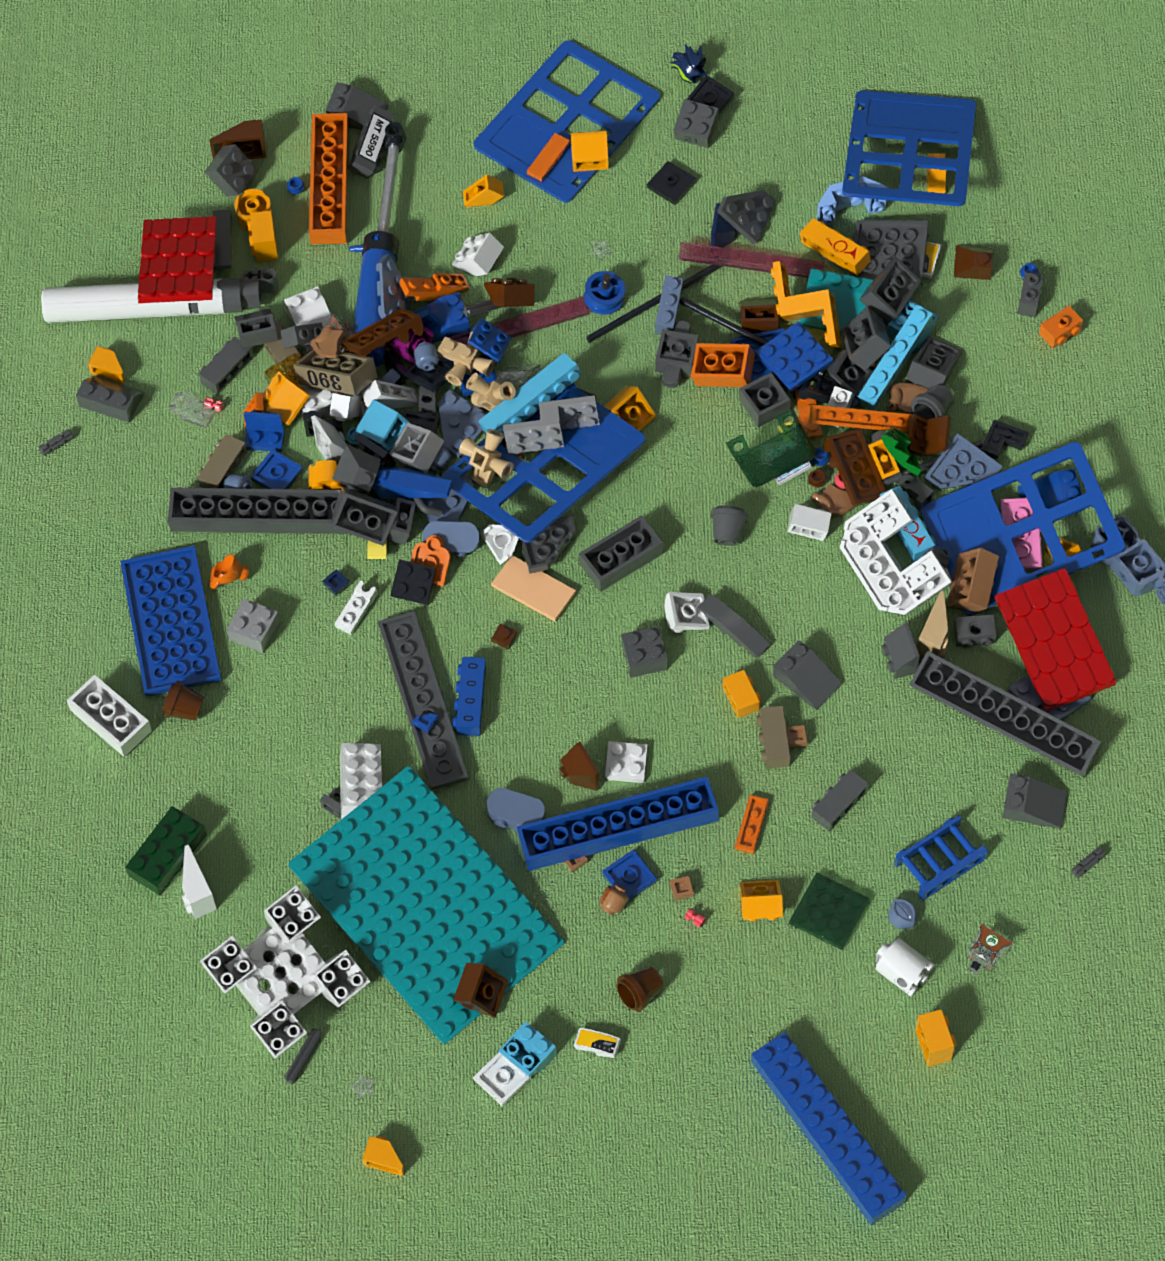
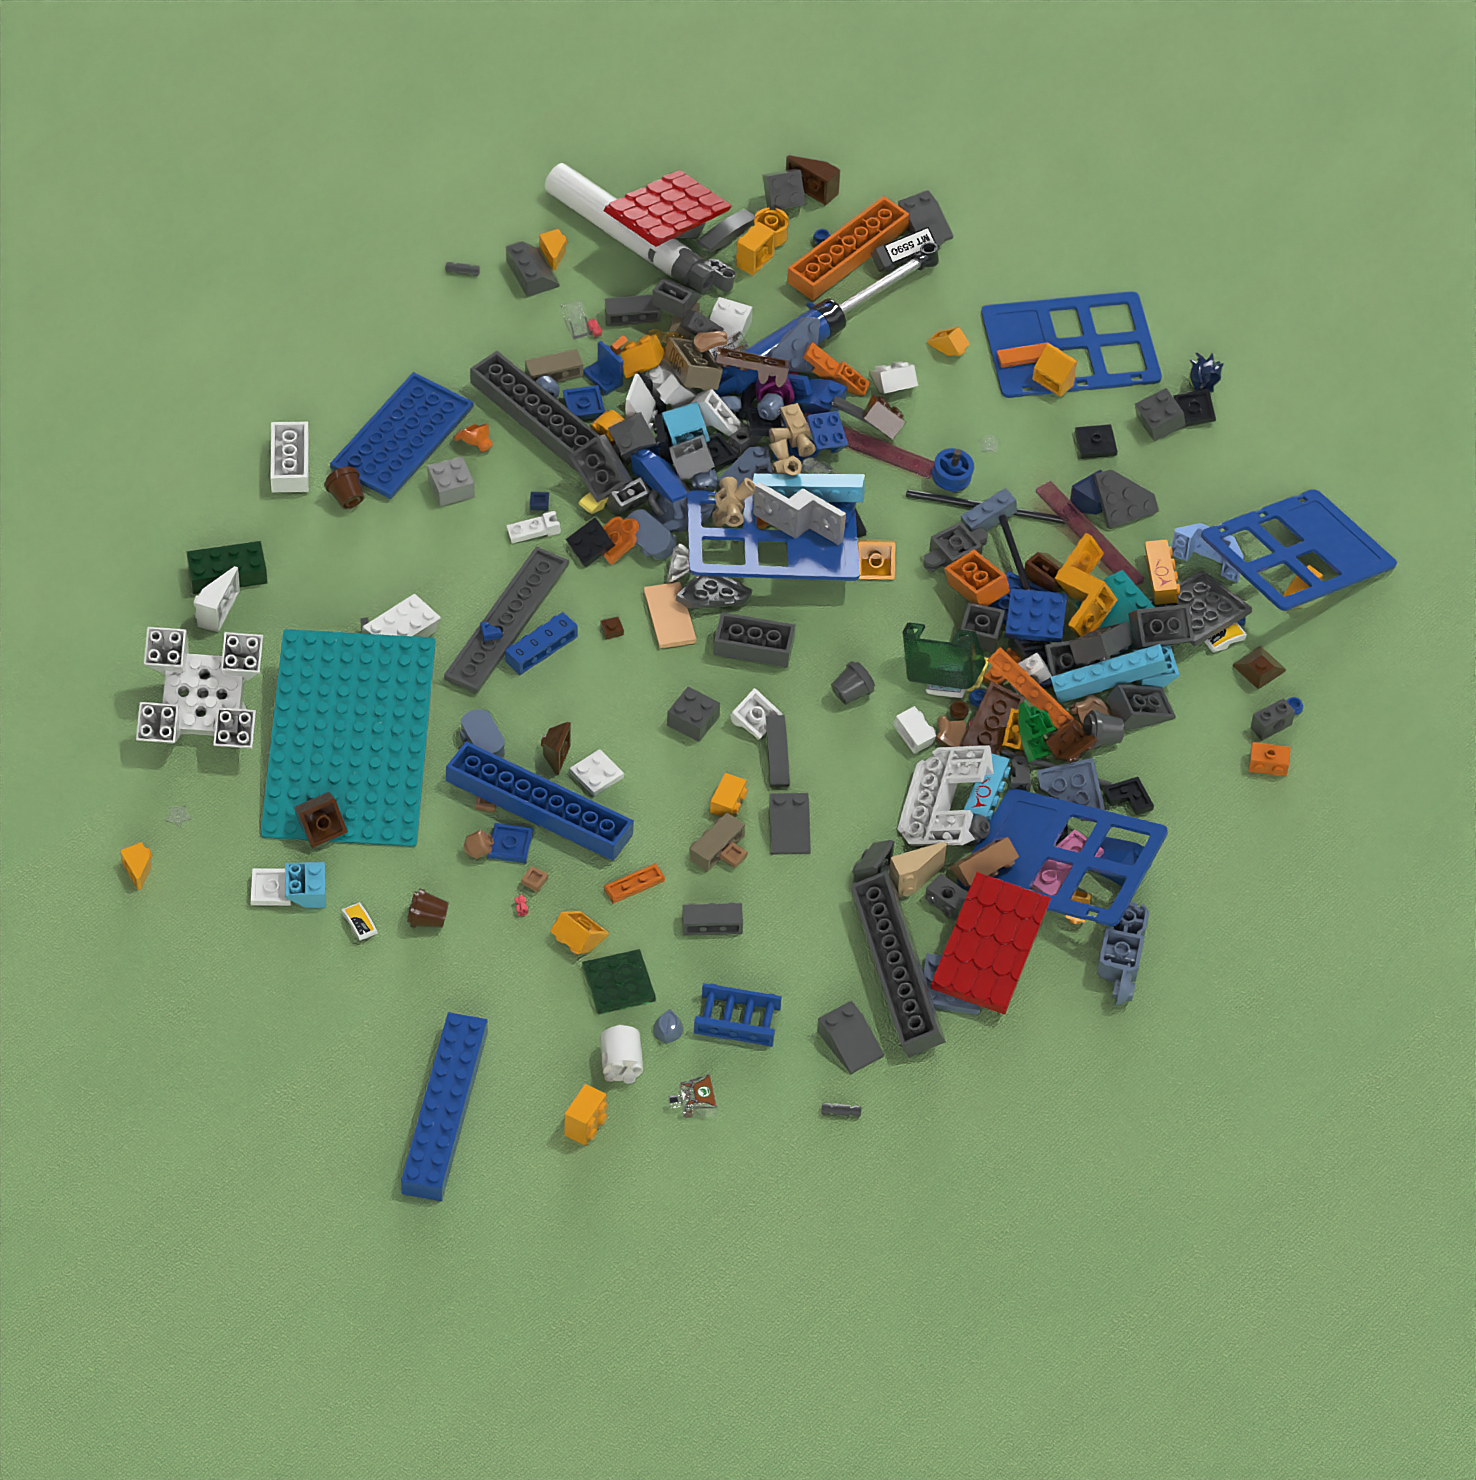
camera: 40 degrees right, 10 degrees down
(303, 1056) = (162, 763): dark grey axle -> none

